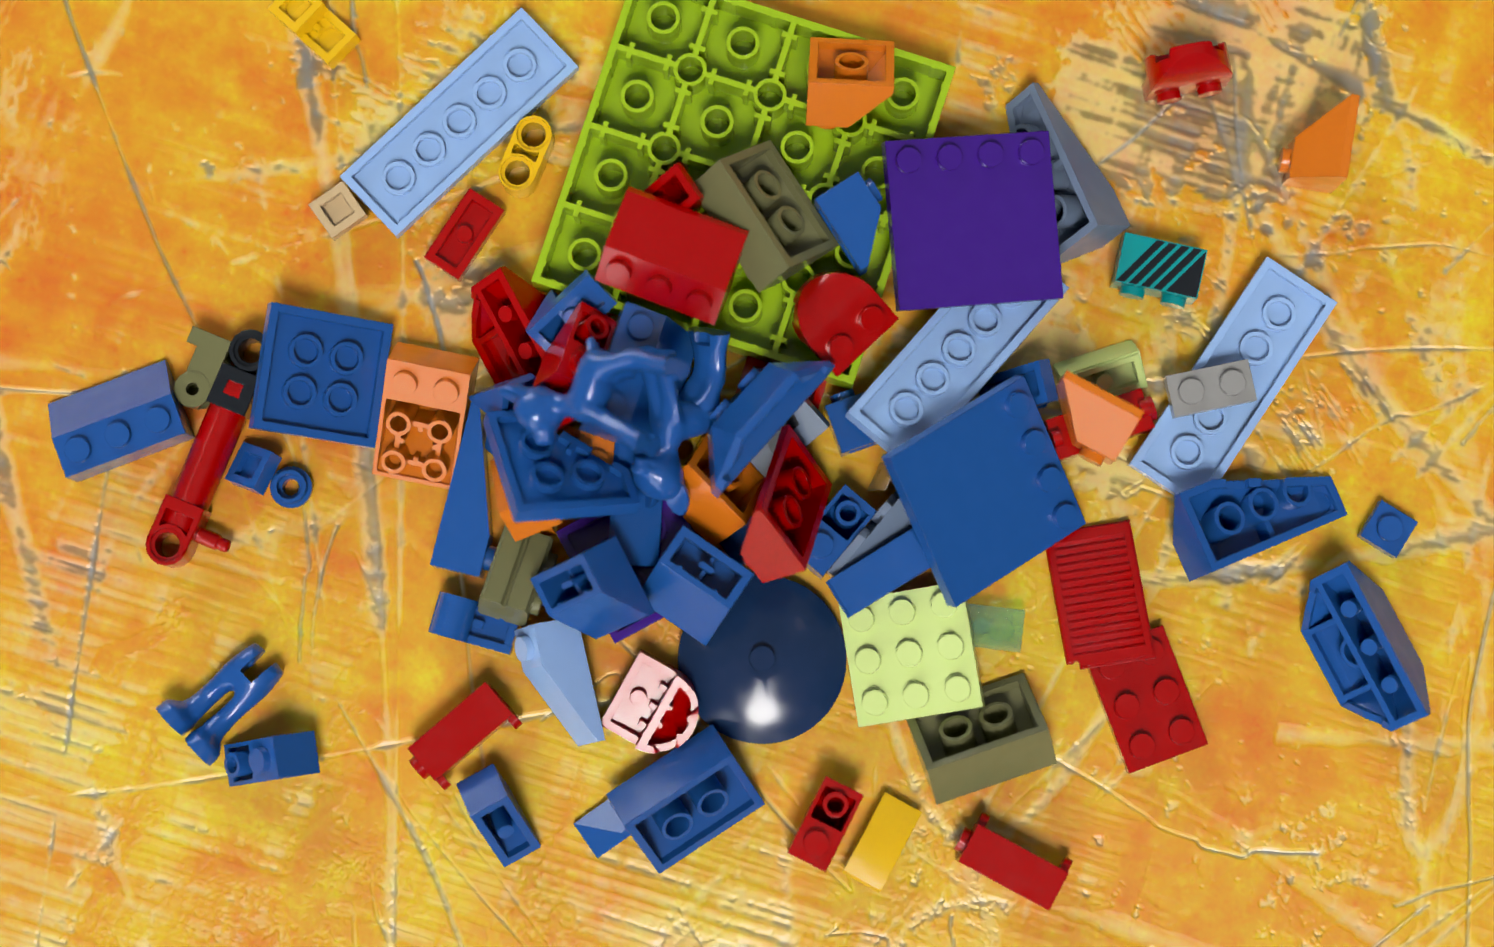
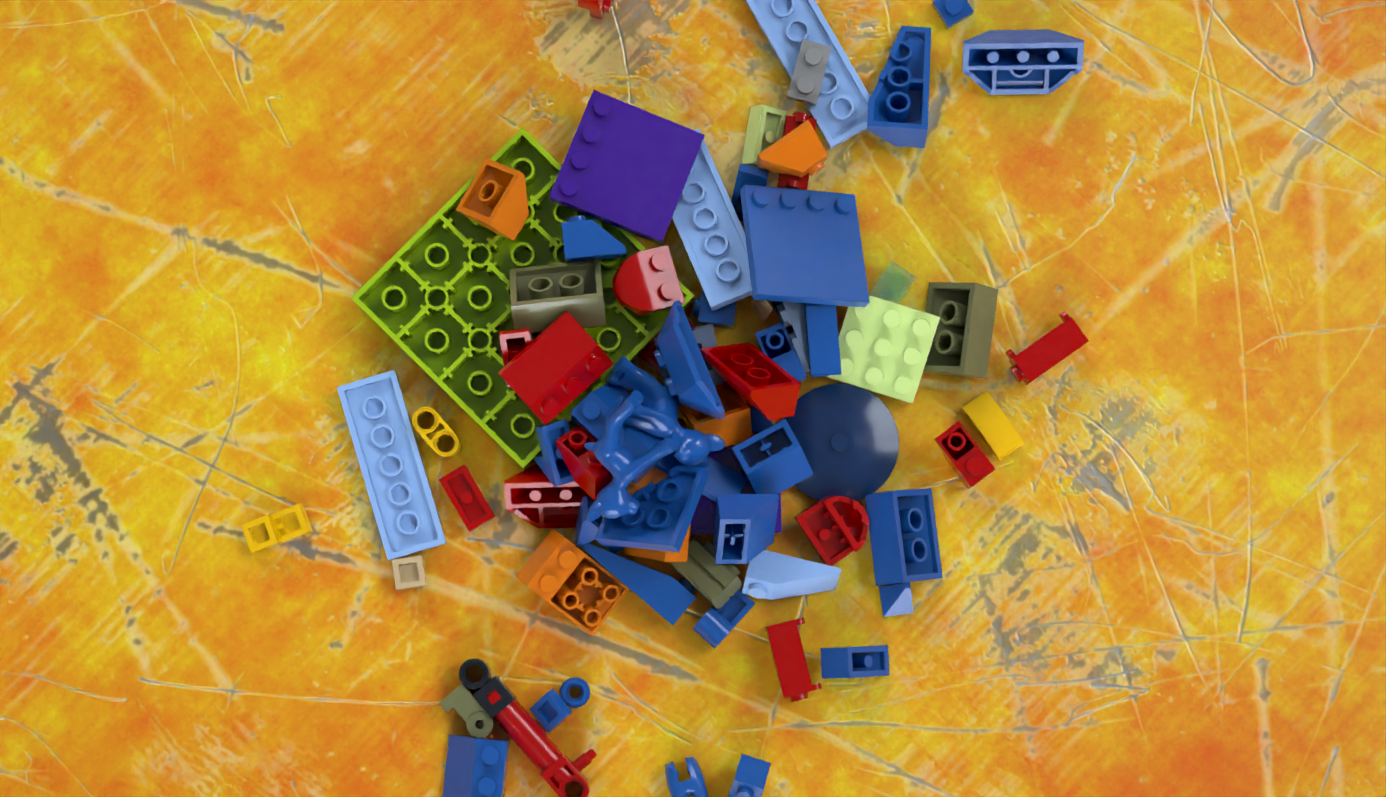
camera: 65 degrees left, 0 degrees up
(320, 375) = (513, 635): blue plate -> none
(1084, 199) = (648, 89): sand blue wedge -> none
(1100, 596) = (906, 209): red window -> none
(1148, 707) = (984, 214): red plate -> none
(1158, 270) = (716, 66): brick -> none

